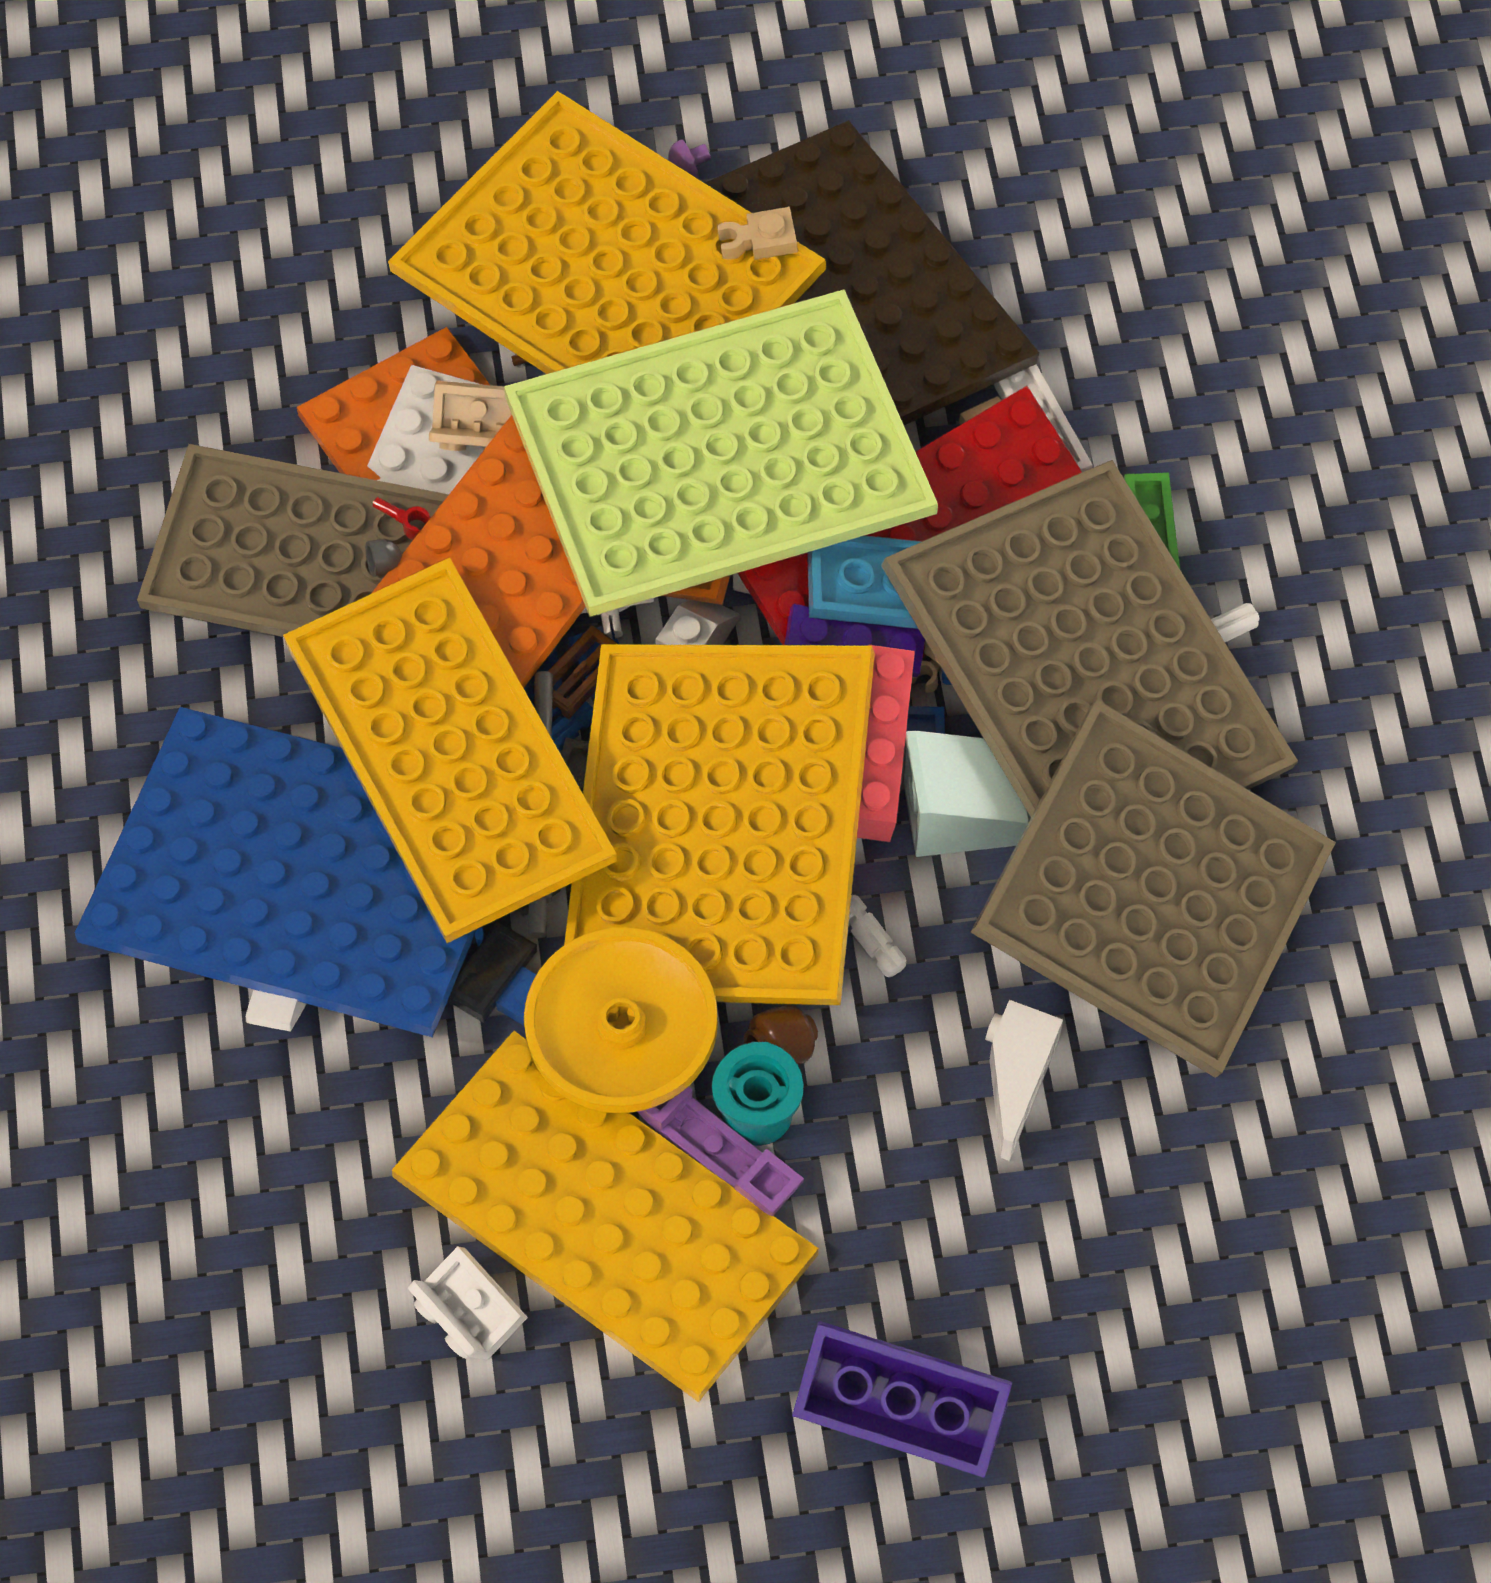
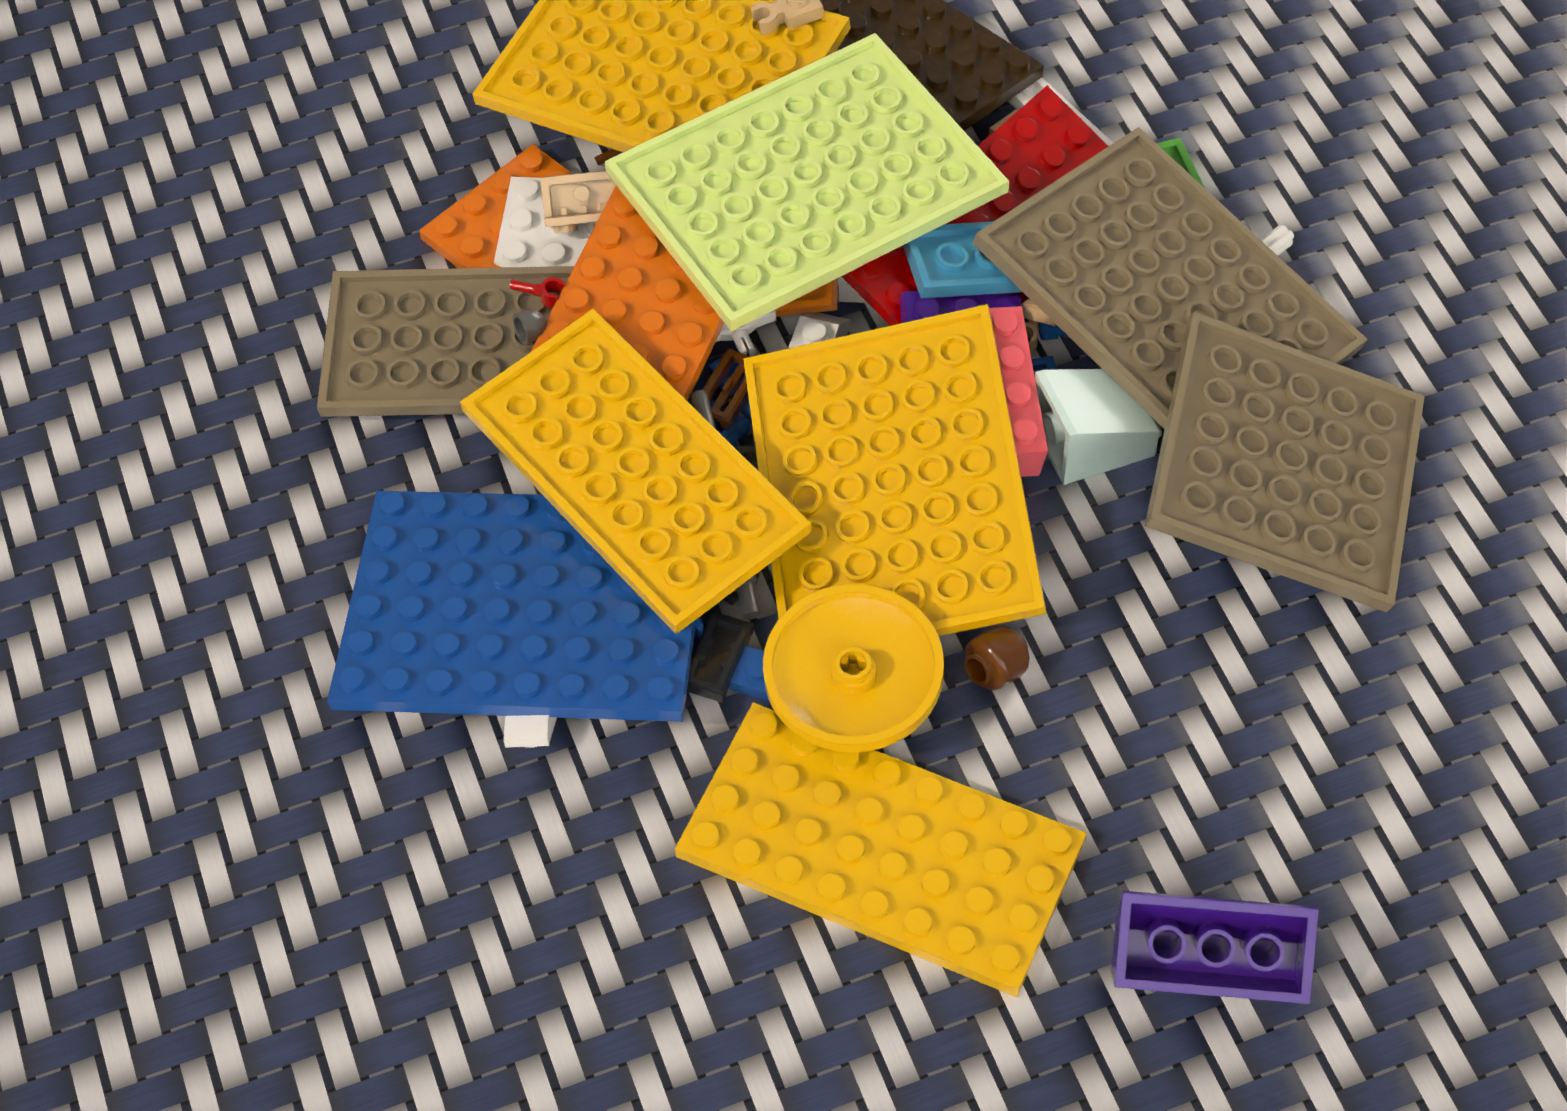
camera: 10 degrees left, 5 degrees down
(467, 1306) = (780, 954): white bracket -> none
(719, 1148) = (1013, 782): medium lavender slope -> none
(758, 1091) = (993, 706): teal piece -> none
(875, 939) = (1056, 562): white axle -> none
(1019, 1060) = (1213, 638): white slope -> none

